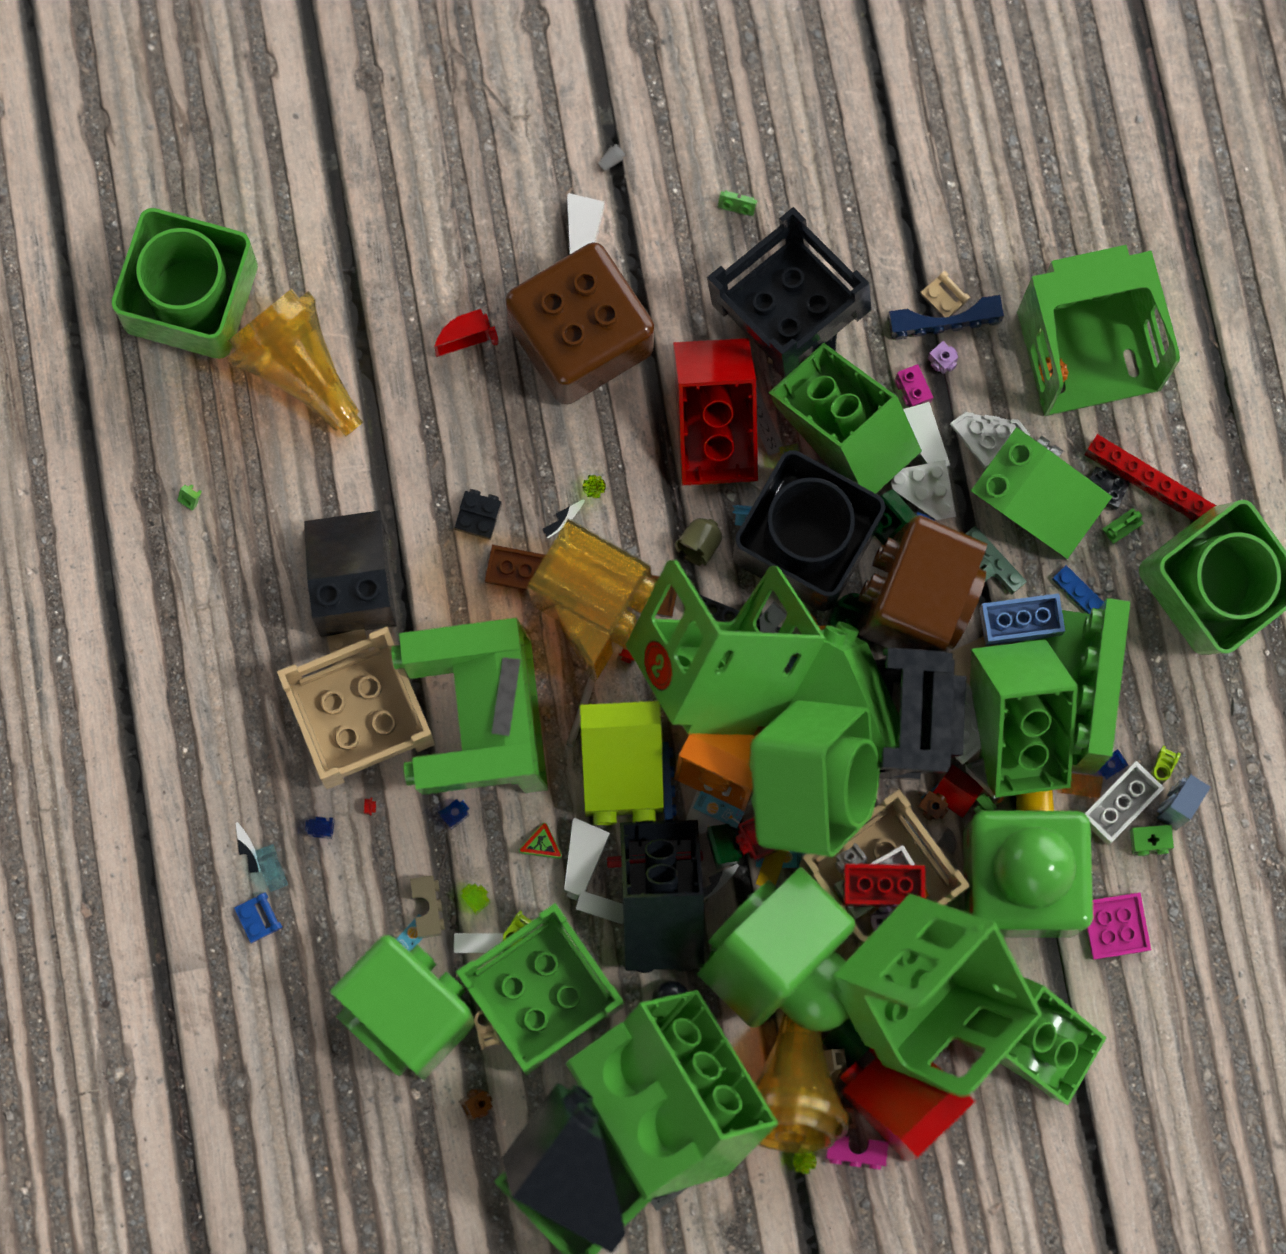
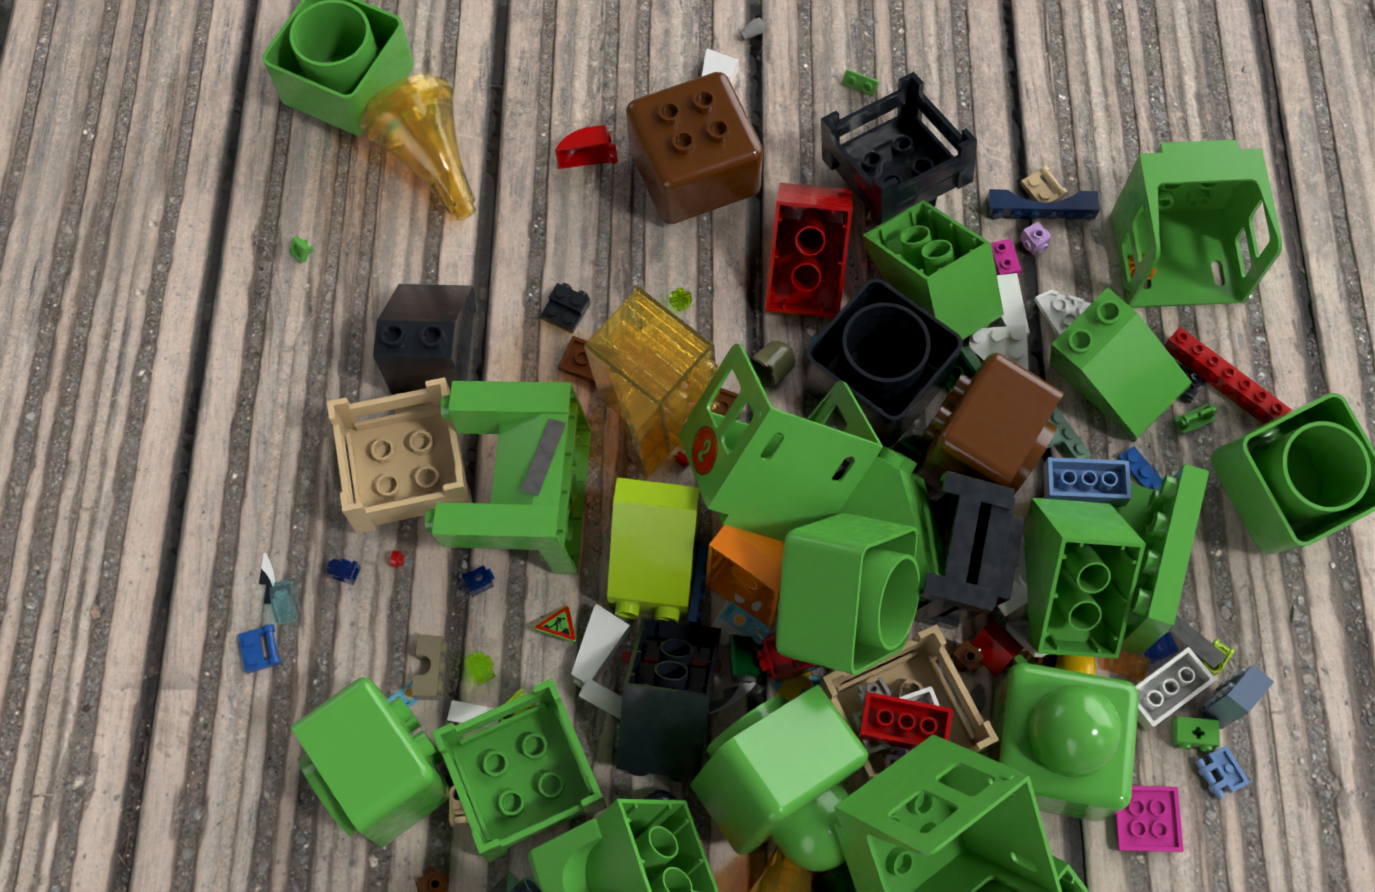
camera: 15 degrees right, 10 degrees down
(1141, 750) = (1197, 642): none -> flat silver sticker
(1185, 869) = (1228, 770): none -> medium blue plate

